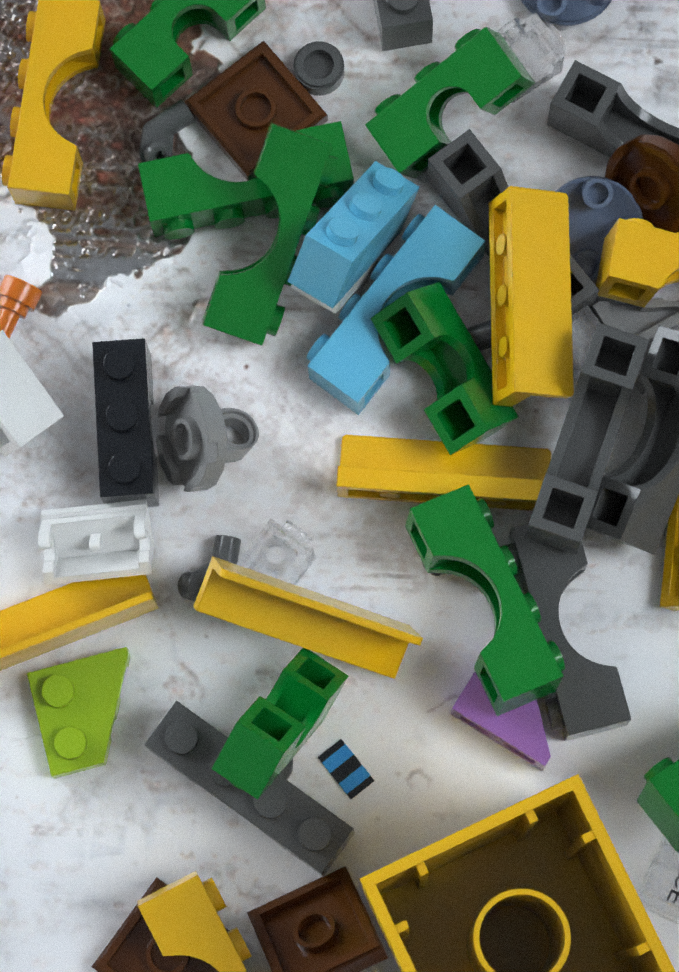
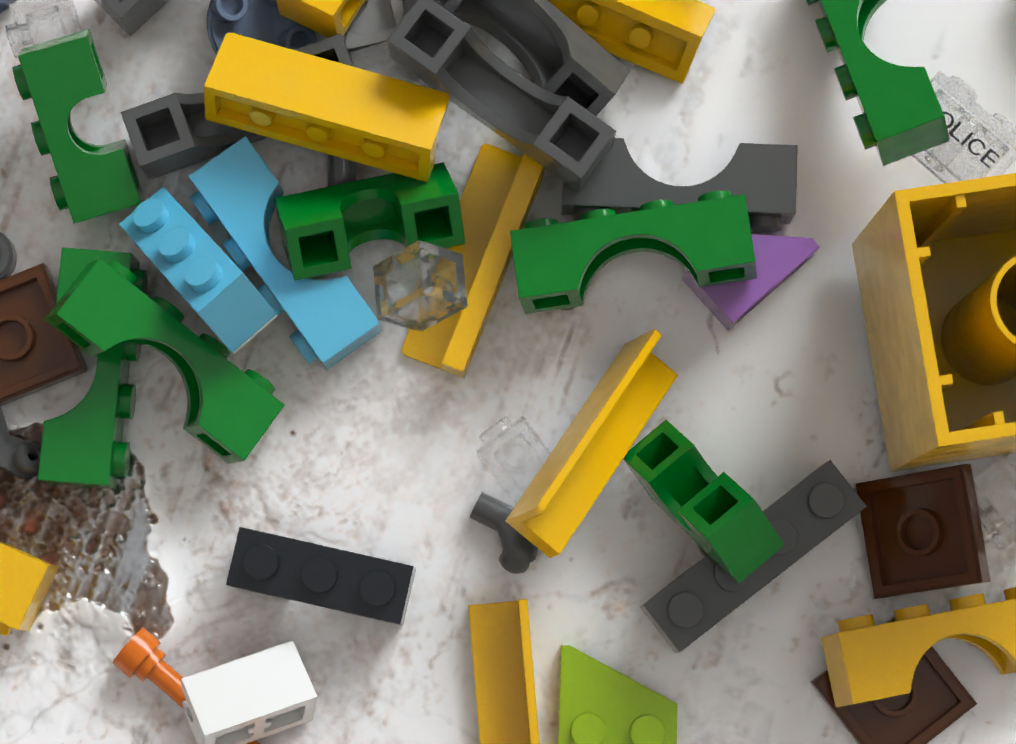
camera: 80 degrees left, 5 degrees up
(96, 542) = (443, 644): white hinge -> none
(196, 437) = (363, 504): light grey tile -> none
(346, 769) = (753, 454): sticker -> none
(400, 427) = (420, 286): none -> clear brick

